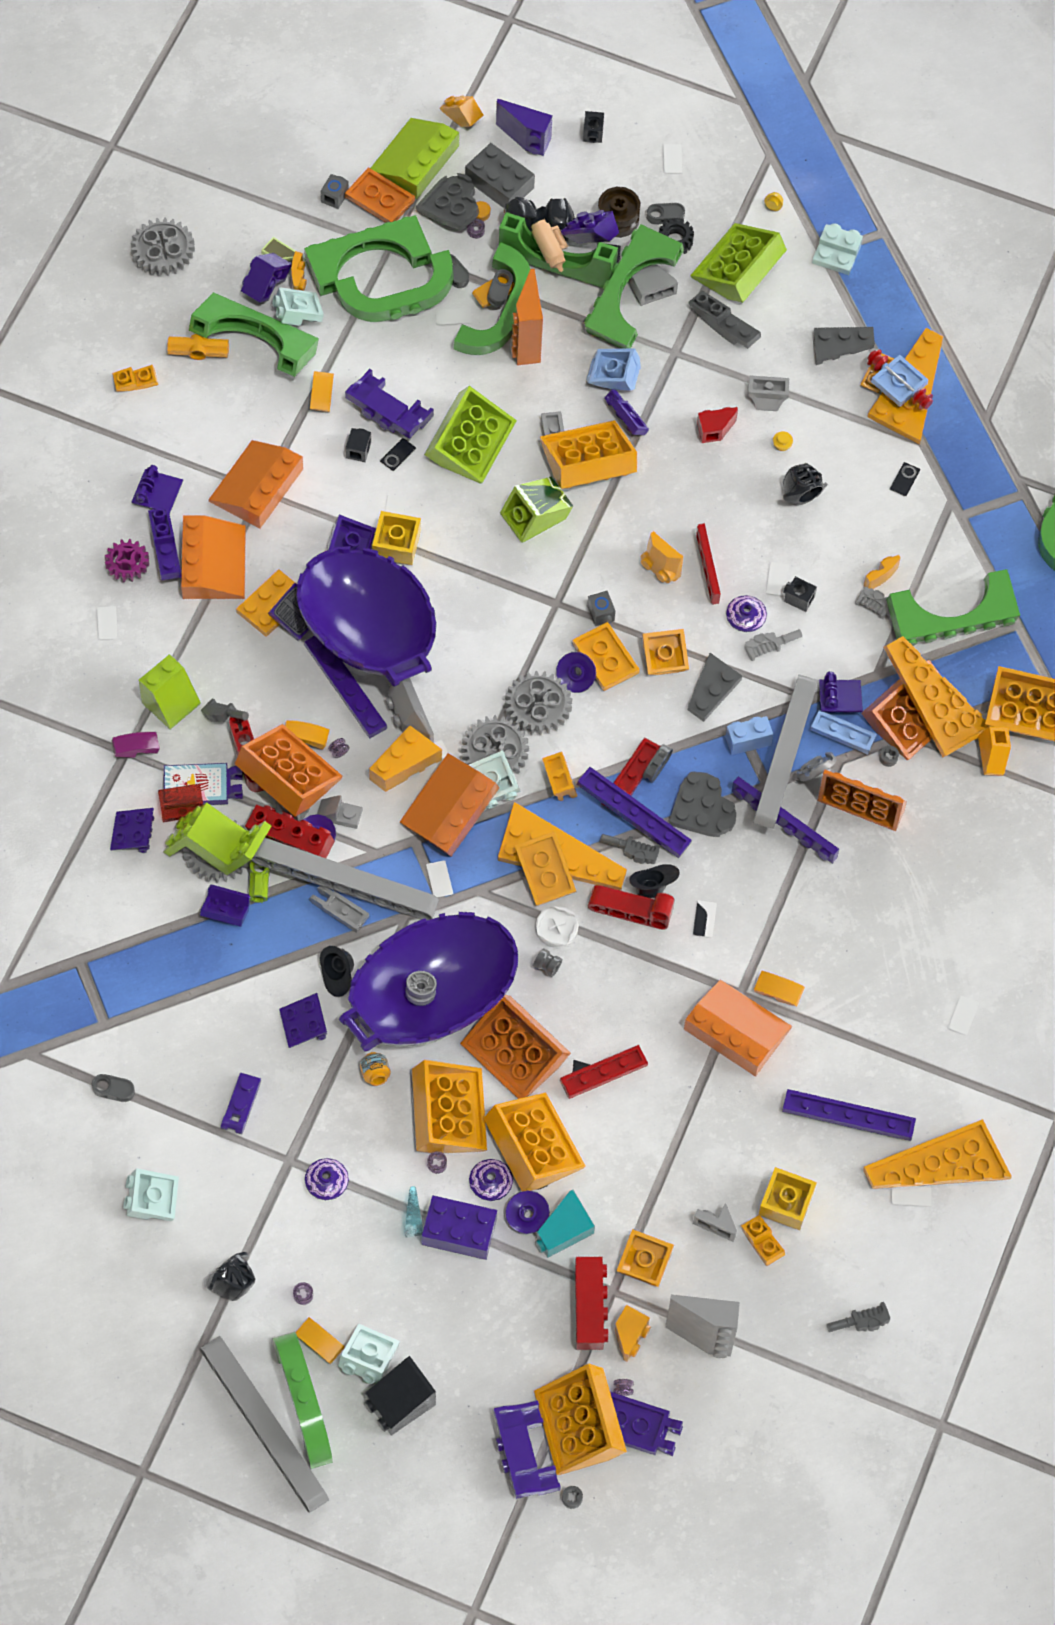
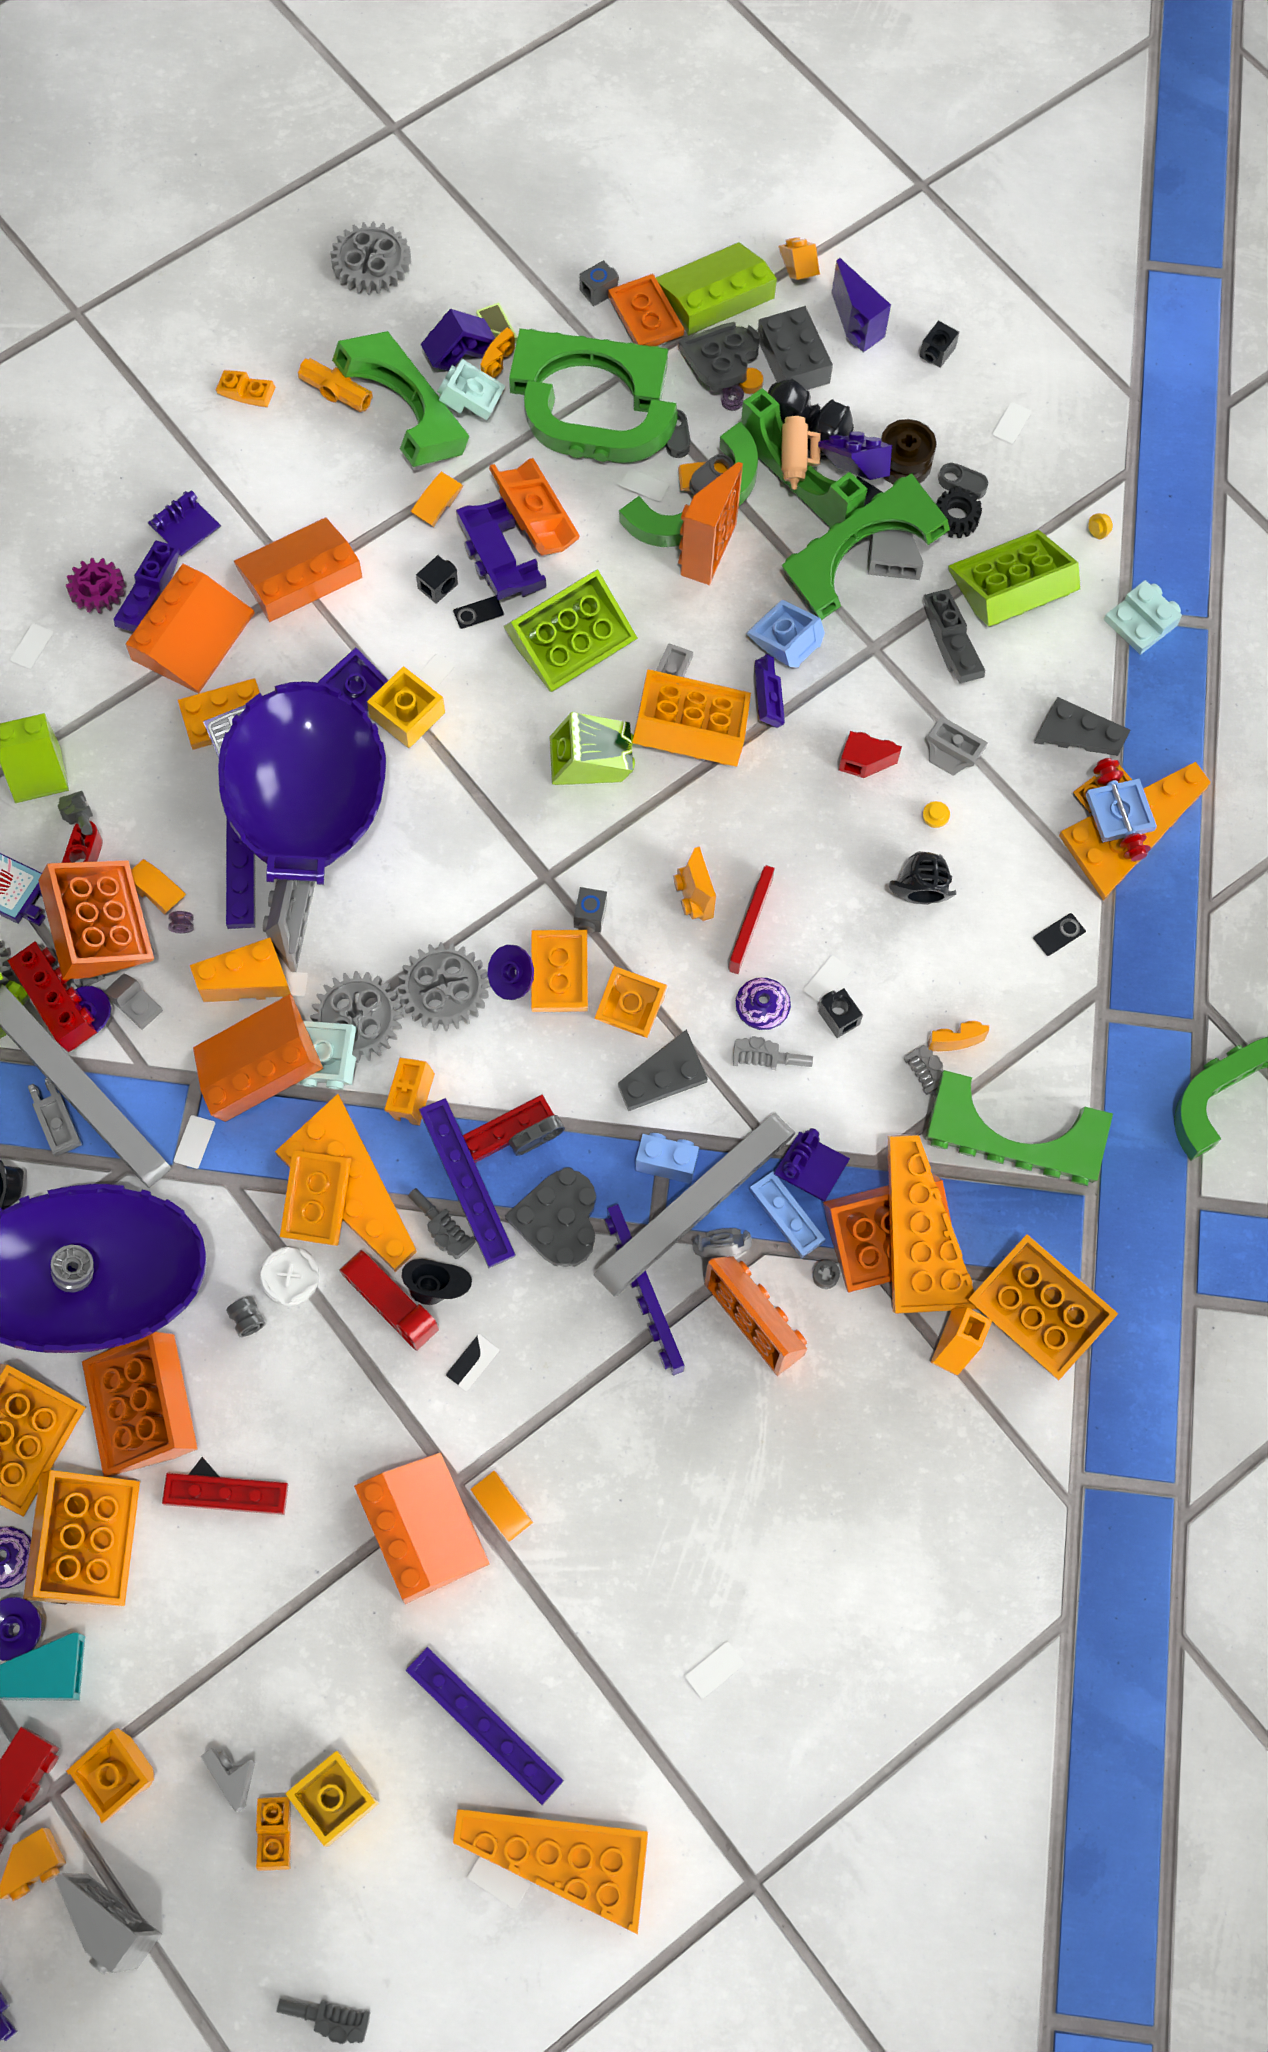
camera: 30 degrees right, 5 degrees up
(393, 364) = (536, 507): none -> orange piece

